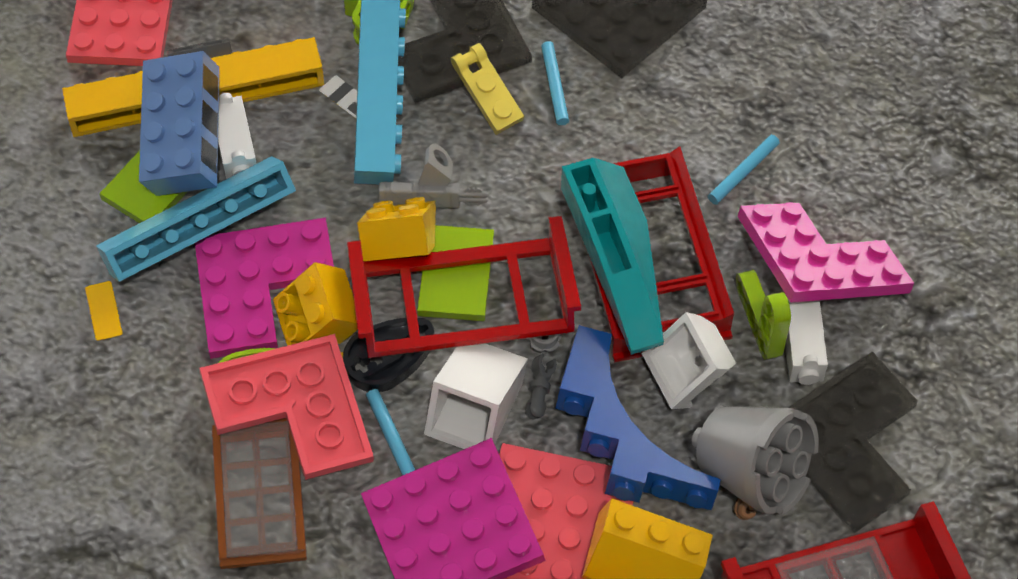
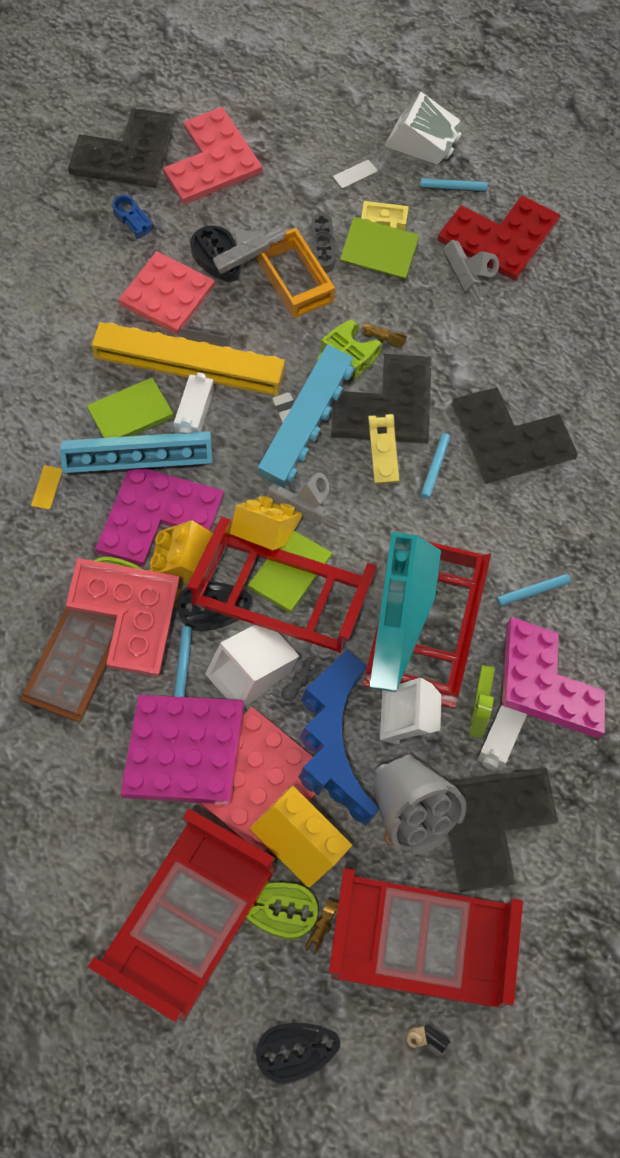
camera: 25 degrees right, 5 degrees up
(179, 123) = (157, 381): medium blue brick -> none

